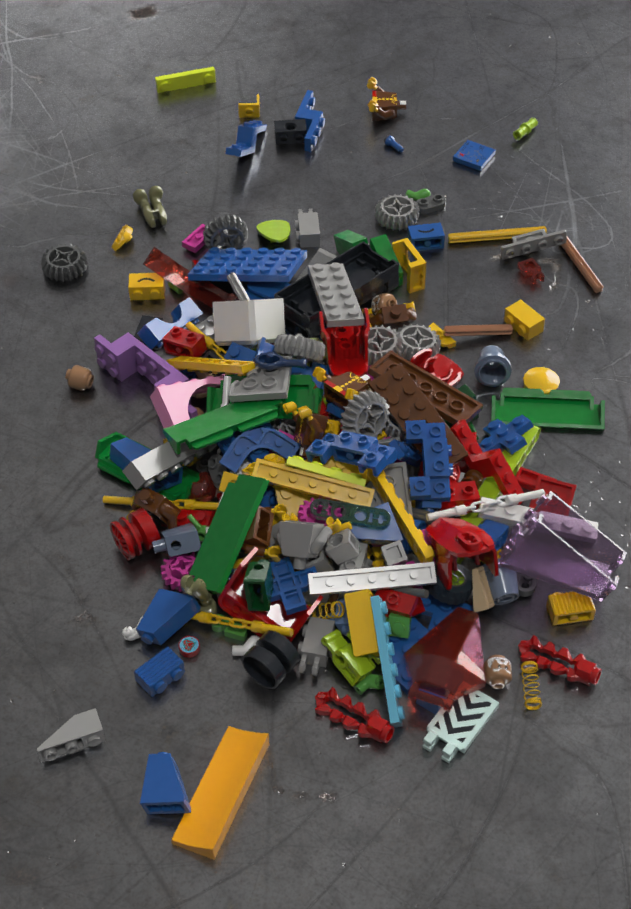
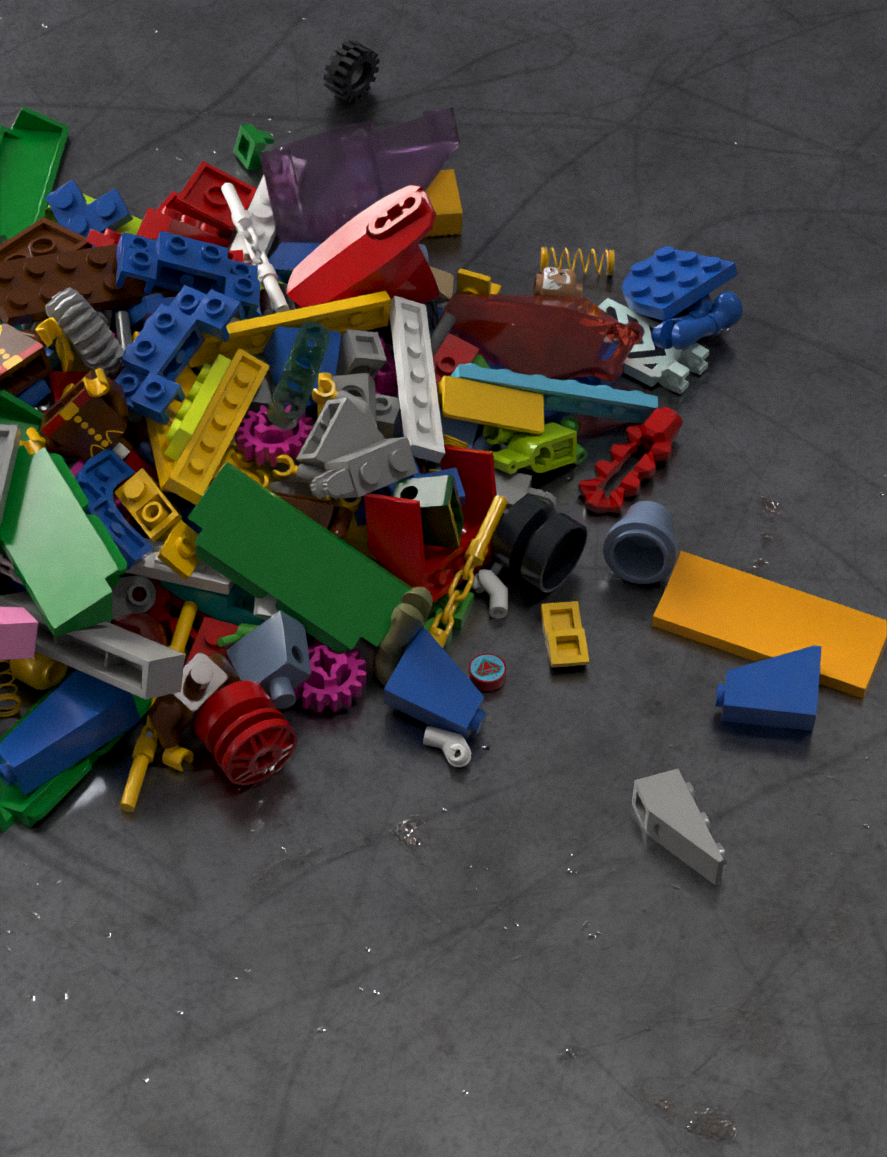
camera: 90 degrees left, 0 degrees up
(159, 671) = (545, 705): blue brick -> none
(215, 684) = (564, 634): none -> yellow slope
(276, 547) = (365, 469): none -> light grey hinge
(279, 715) = (642, 544): none -> sand blue piece
(468, 745) = (700, 321): none -> blue piece
(489, 630) = (475, 283): none -> yellow bracket
(509, 733) = (673, 281): none -> blue plate
(583, 671) = (556, 205): red sword -> none
(602, 512) = (249, 145): none -> green tile

